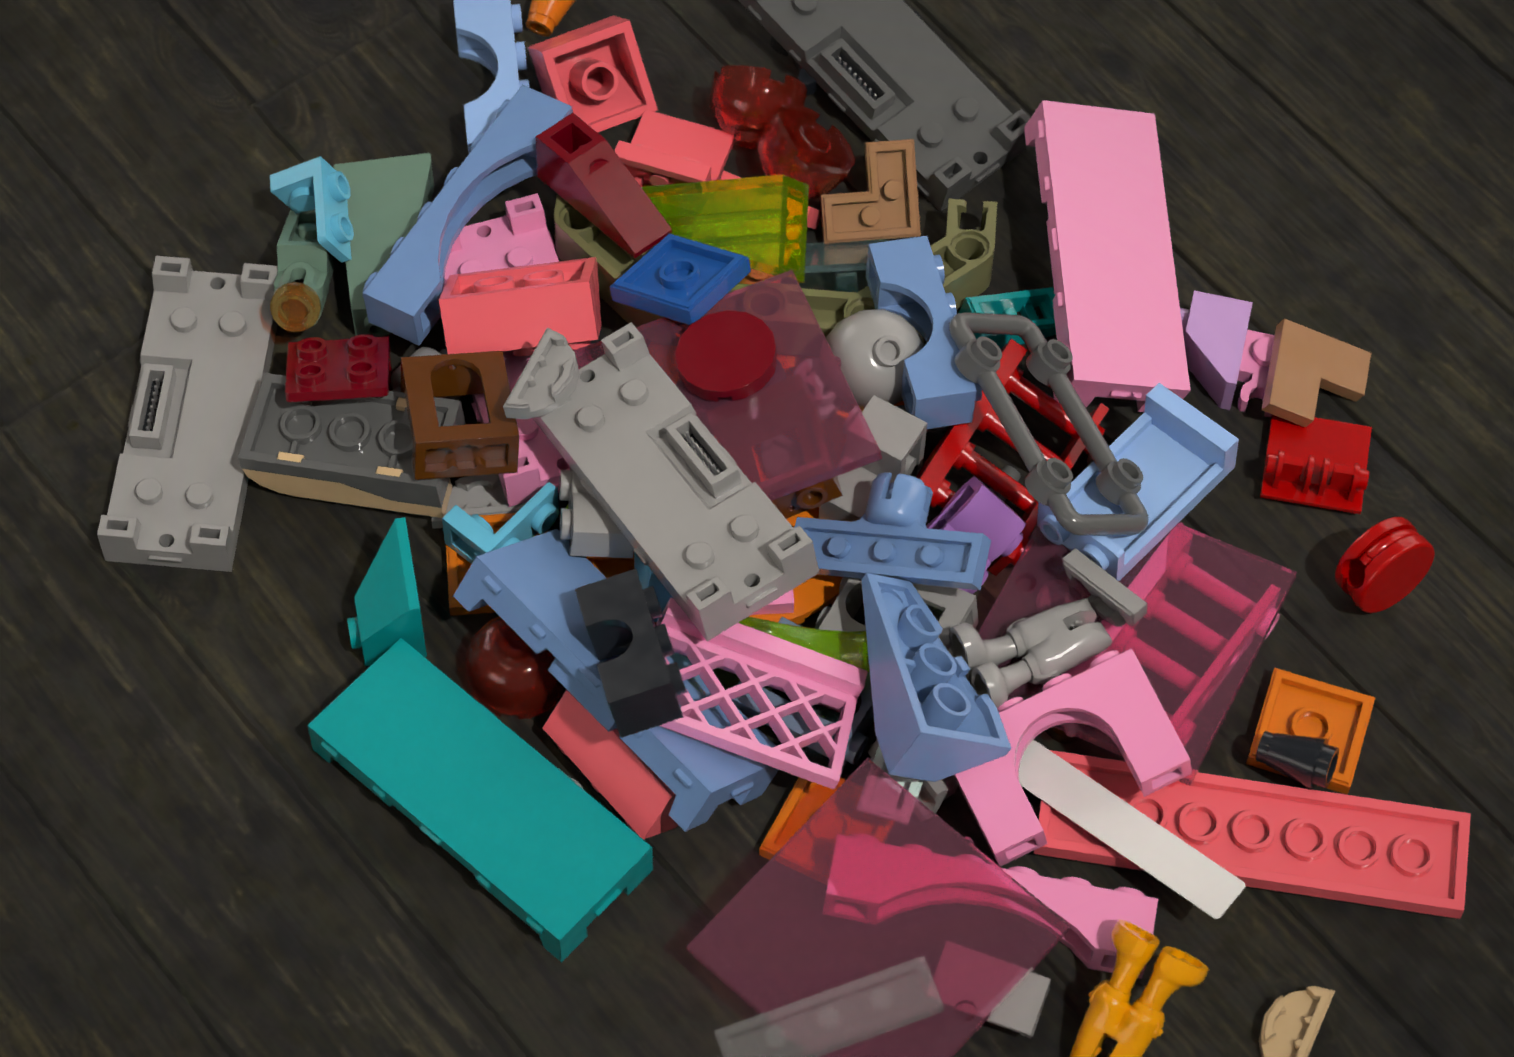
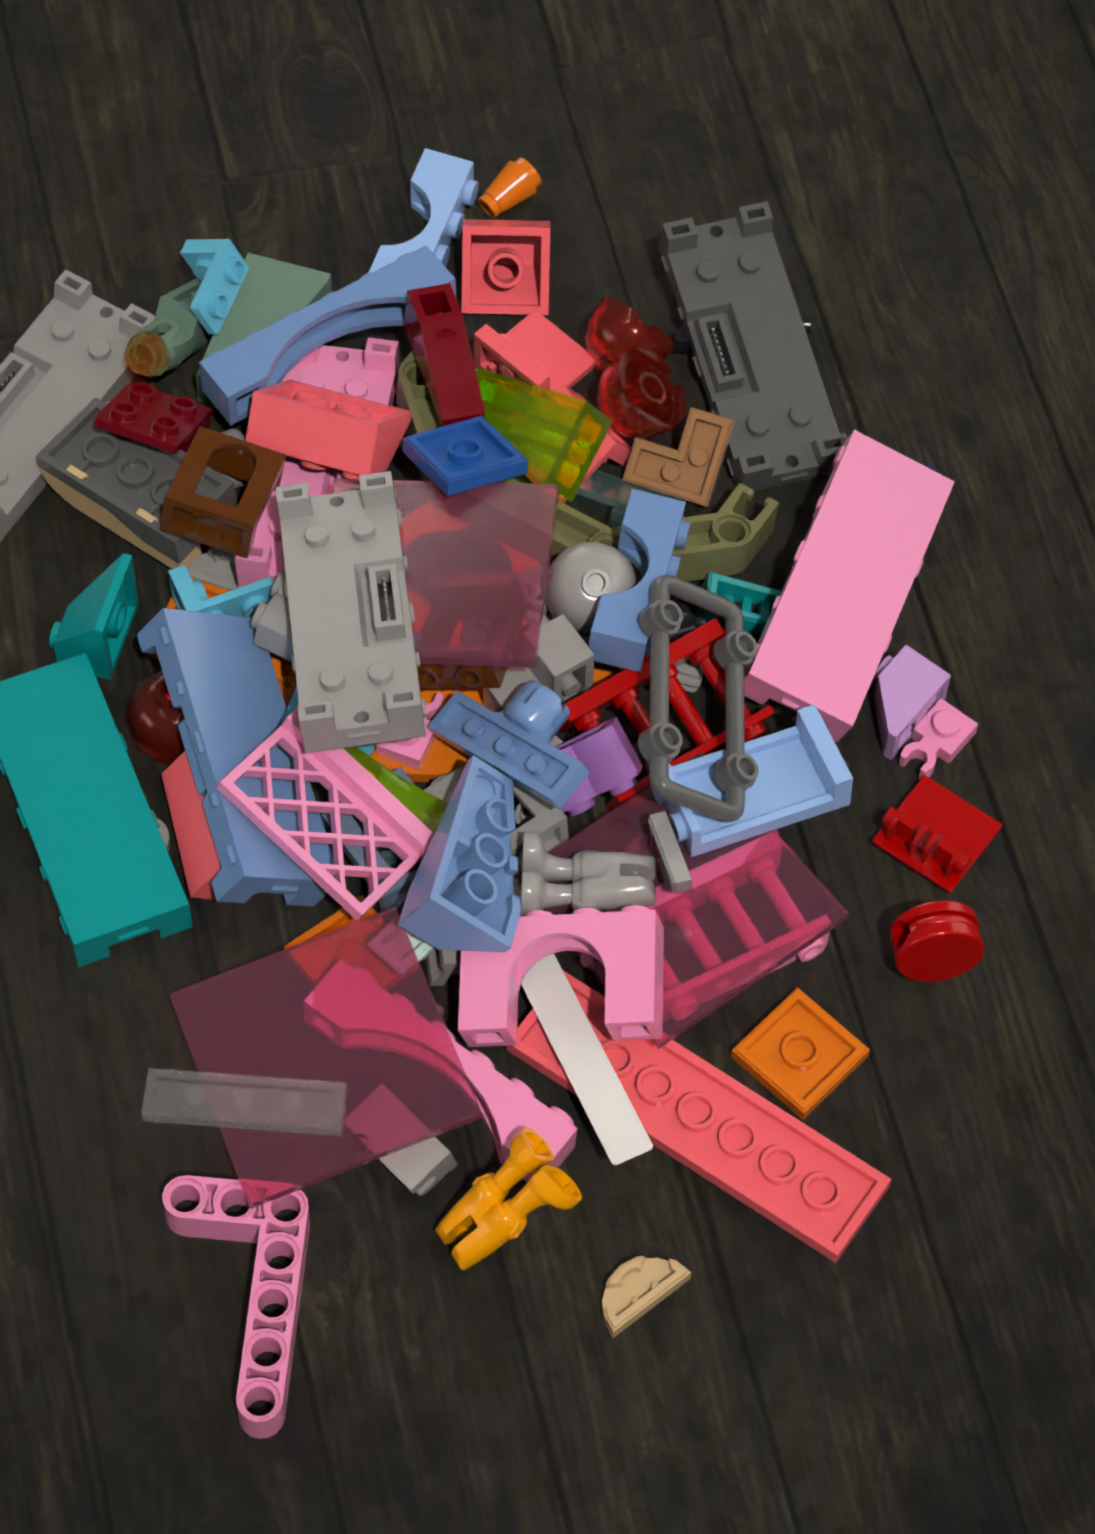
camera: 25 degrees right, 0 degrees up
(546, 379) = (294, 488): light grey tile -> none
(638, 682) = (245, 714): black arch -> none
(726, 355) = (459, 531): dark red tile -> none
(1299, 757) = (768, 1068): black cone -> none
(1303, 363) = (976, 744): medium nougat tile -> none

